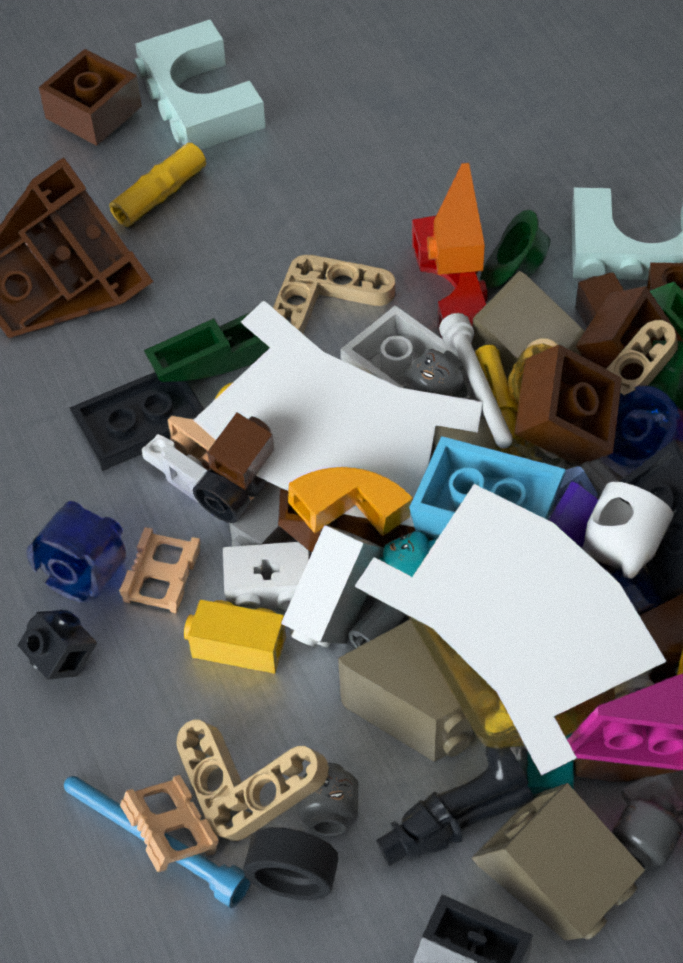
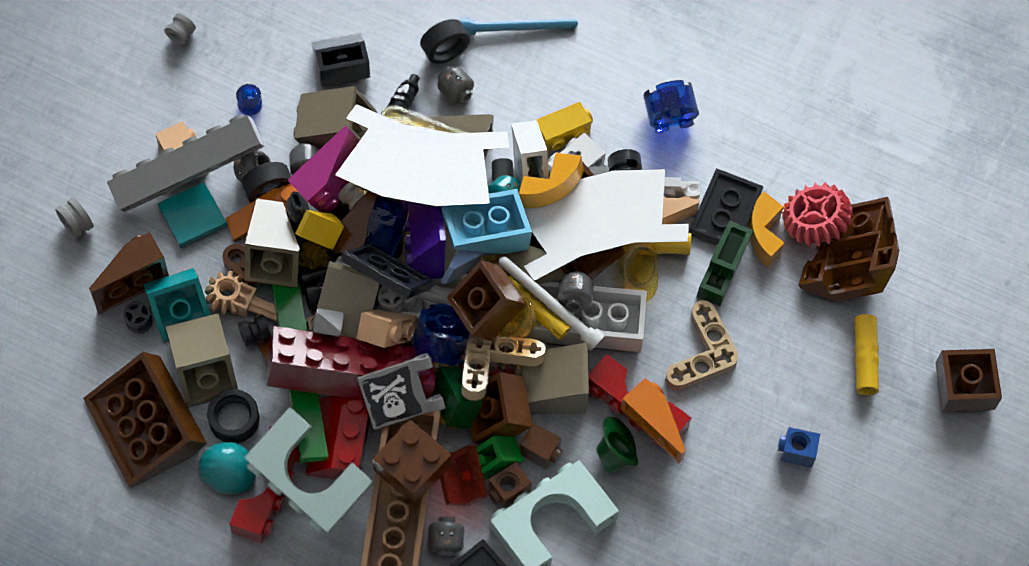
camera: 135 degrees right, 10 degrees up
(57, 644) = (636, 56): black brick -> none
(68, 329) = (810, 214): none -> coral gear
(120, 364) = (765, 215): none -> light orange brick
(147, 567) = (639, 135): light nougat piece -> none
(156, 825) = (511, 37): light nougat piece -> none
(194, 116) = (958, 443): light aqua arch -> none
(240, 795) = (502, 57): tan beam -> none
(241, 449) = (623, 163): reddish brown brick -> none
(319, 148) = (809, 442): none -> blue brick
(626, 534) = (402, 239): white piece -> none

